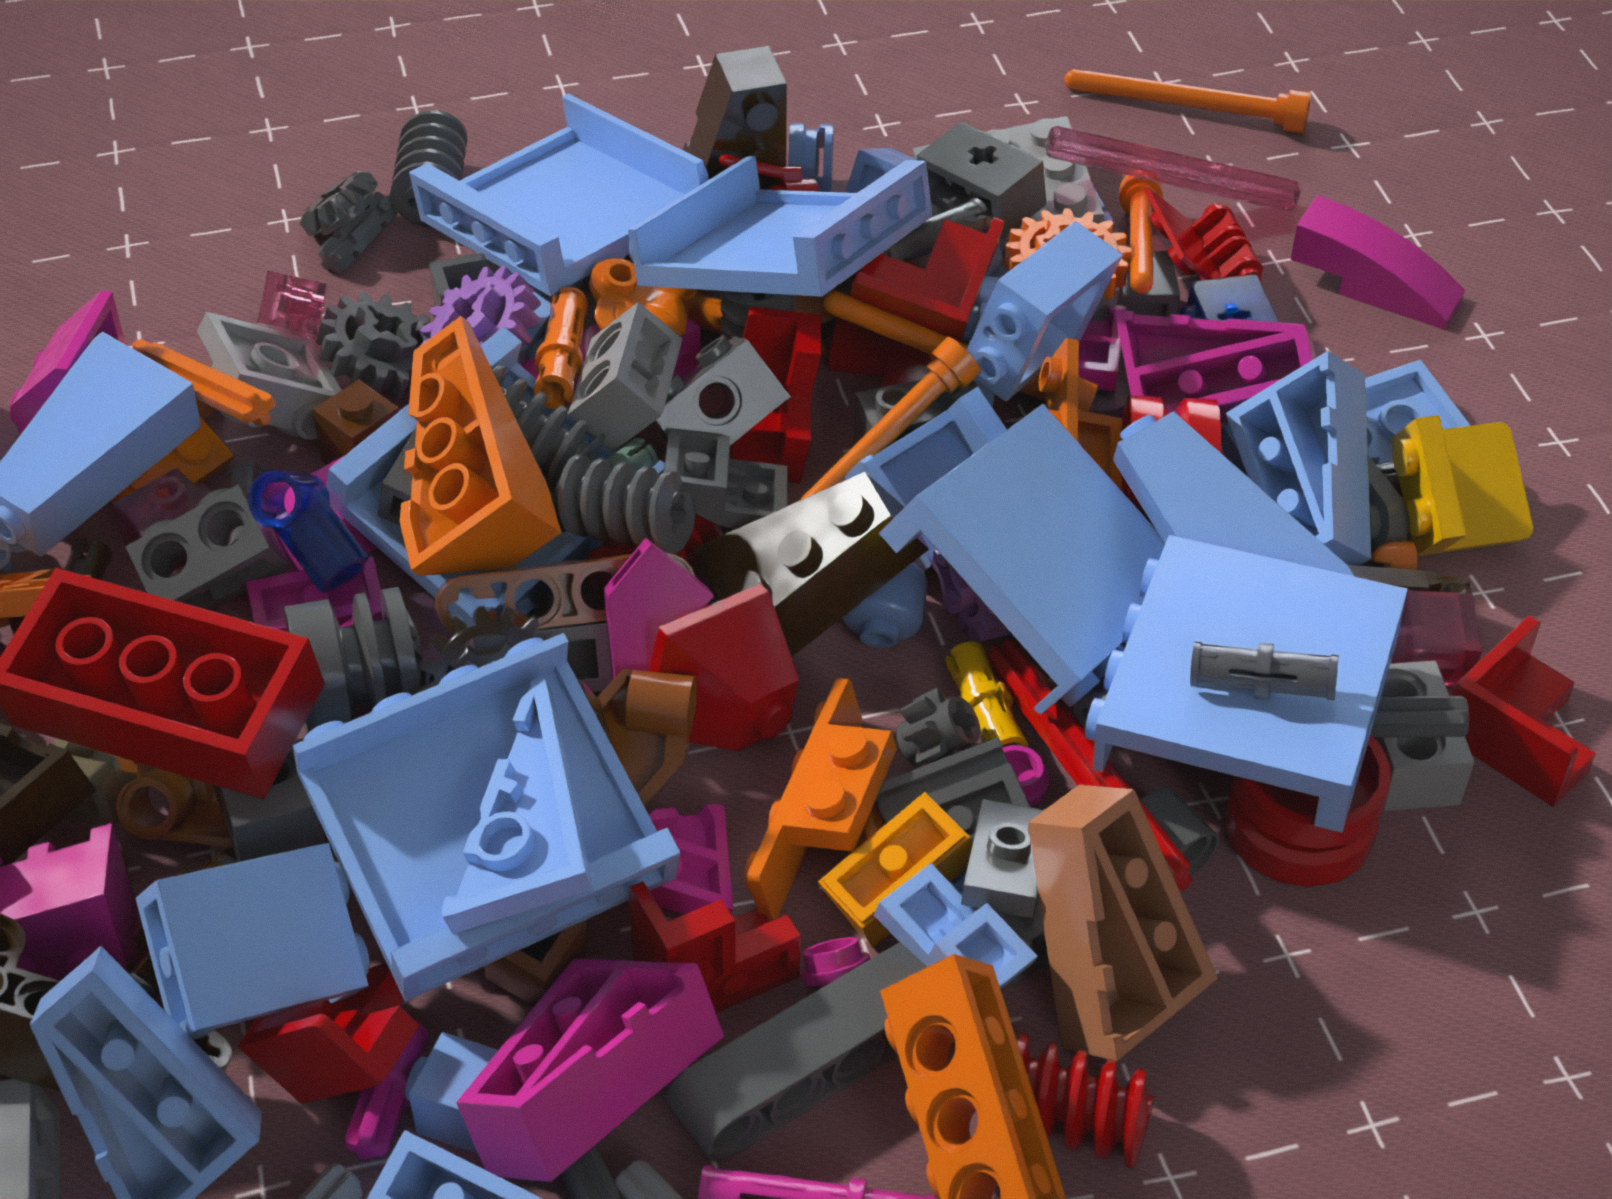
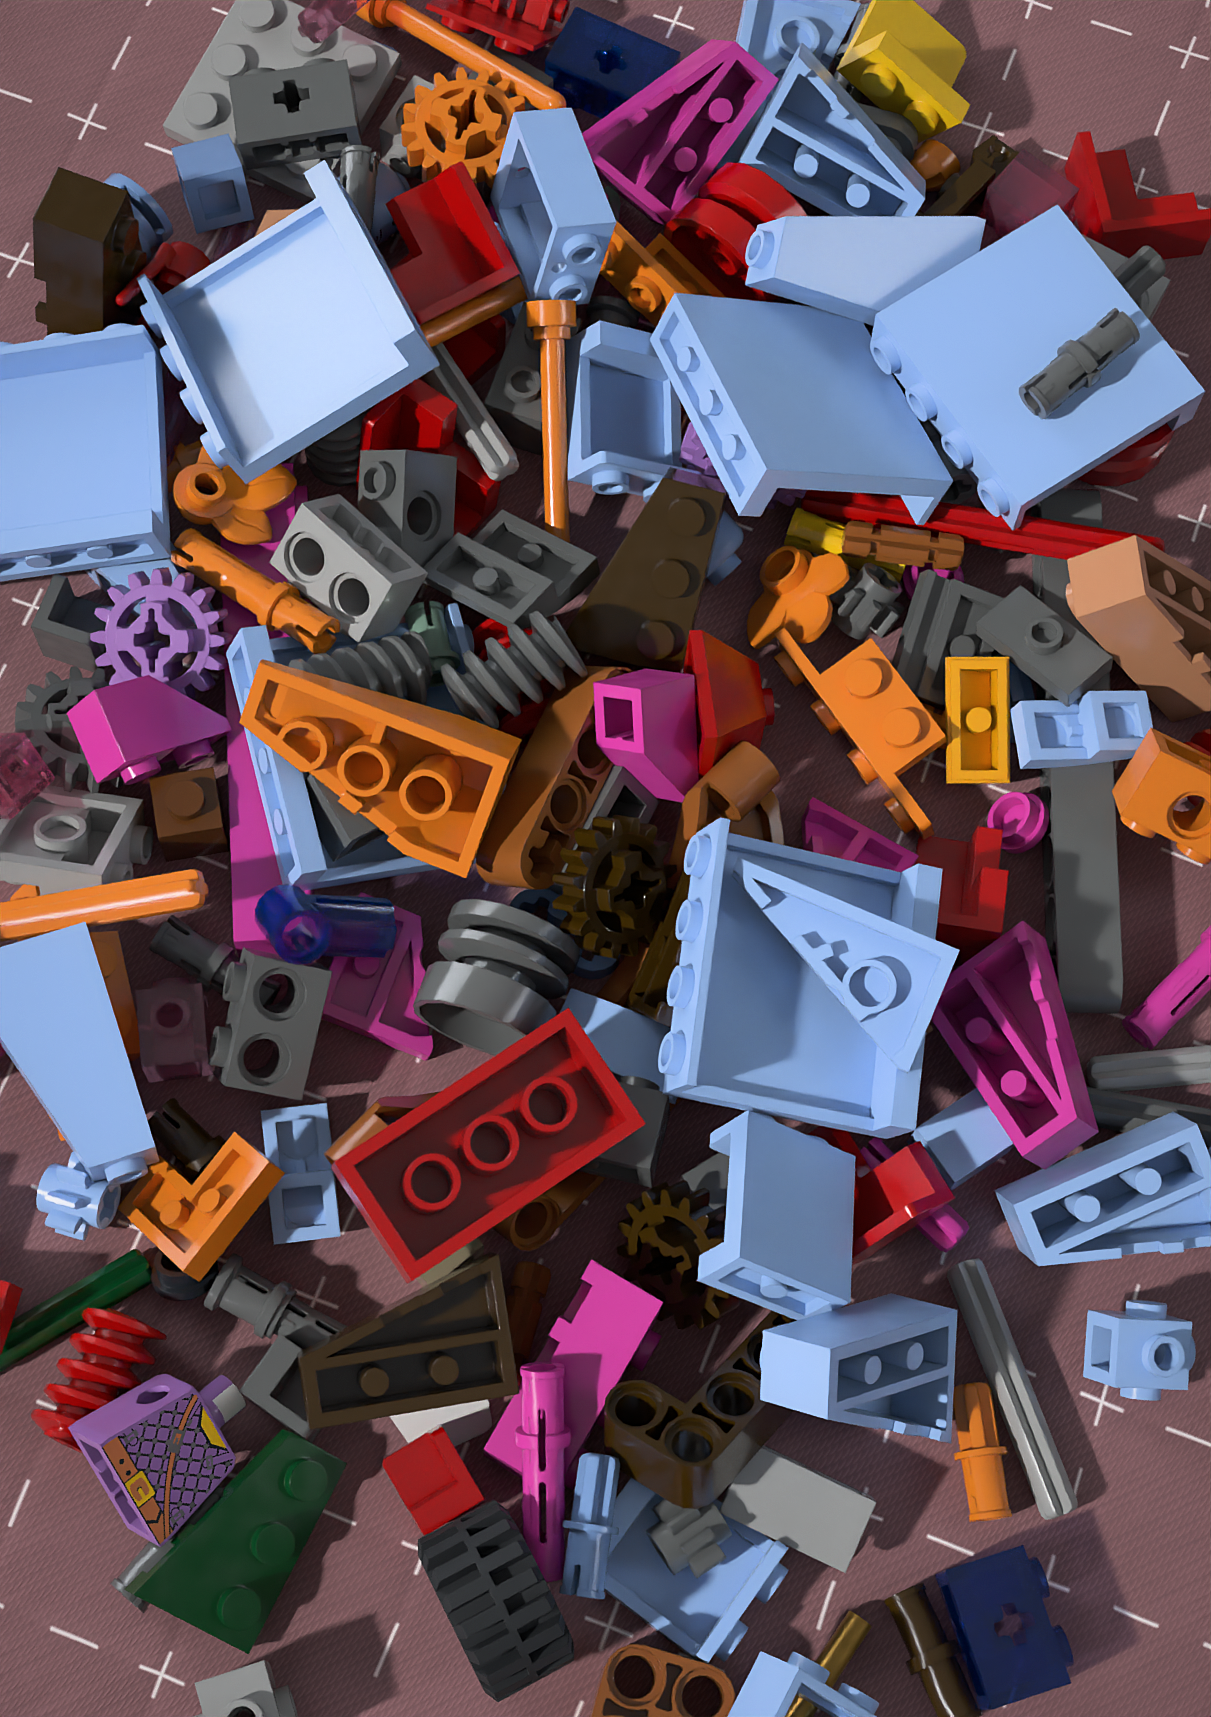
camera: 60 degrees left, 25 degrees up
(381, 341) = (139, 726): none -> dark pink slope
(839, 390) = (473, 418): none -> light grey axle
(907, 680) = (795, 595): none -> orange plate
(1009, 718) = (902, 545): none -> dark orange axle

